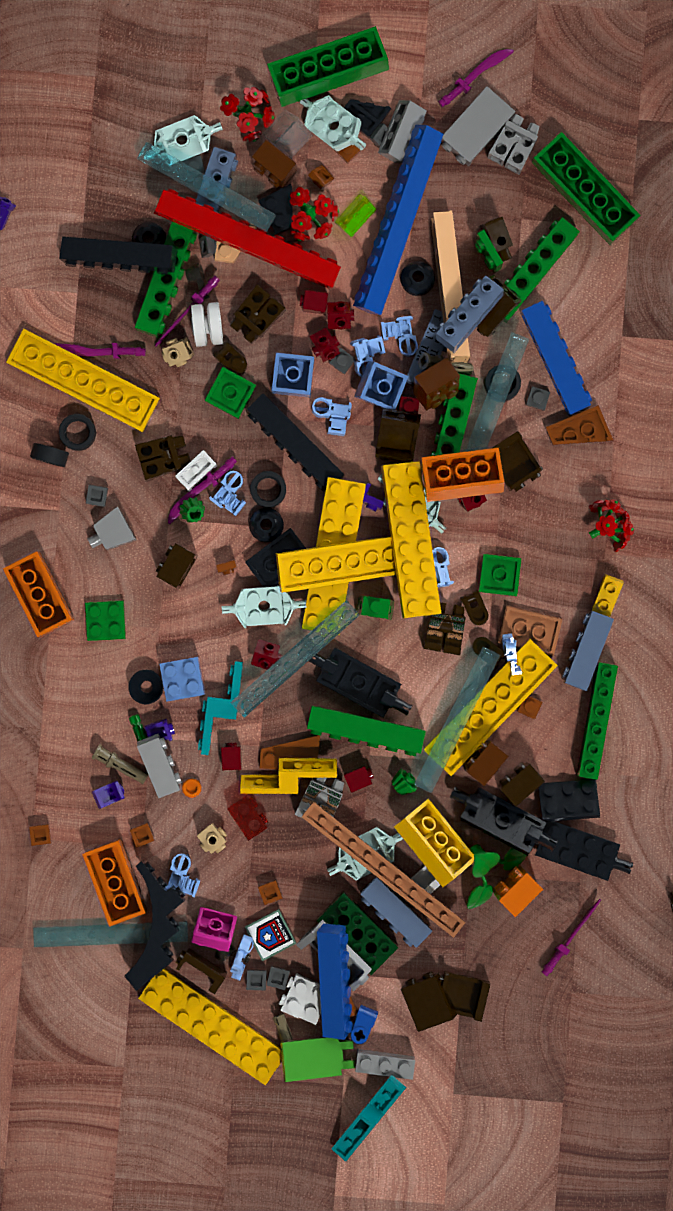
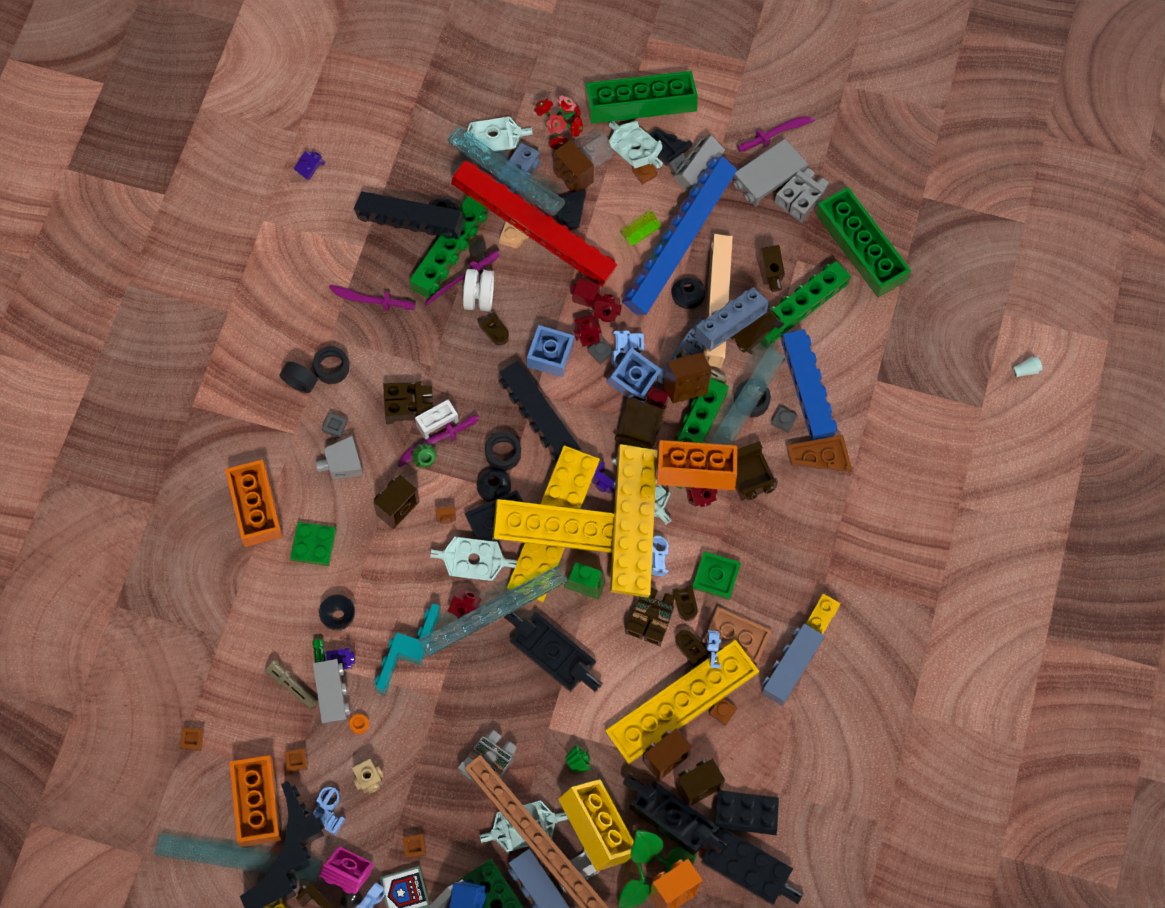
camera: 10 degrees right, 20 degrees down
(83, 380) = (349, 321): yellow plate -> none
(108, 794) = (272, 712): dark purple bracket -> none
(177, 352) = (444, 310): tan brick -> none
(182, 679) = (375, 612): medium blue brick -> none
(207, 246) = (495, 227): dark grey plate -> none
(226, 497) = (463, 452): light blue piece -> none
(230, 393) = (486, 358): green plate -> none
(231, 757) = (406, 699): dark red brick -> none
(243, 819) = (404, 765): clear red brick -> none
(251, 316) = (528, 293): dark brown hips -> none
(288, 779) = (460, 728): yellow bracket -> none
(296, 749) = (469, 712): dark orange wing -> none
(308, 212) = (592, 214): red plant -> none
(321, 176) = (615, 188): dark orange plate -> none
(338, 413) = (586, 394): light blue piece -> none
(359, 778) = (532, 747): dark red brick -> none
(366, 729) = (550, 696): green brick -> none
(402, 330) = (663, 334): light blue piece -> none
(457, 719) = (645, 706): clear light blue plate -> none
(485, 246) = (760, 276): green plate -> none
(597, 720) = (790, 737): green brick -> none
(608, 524) = (833, 542): red plant -> none

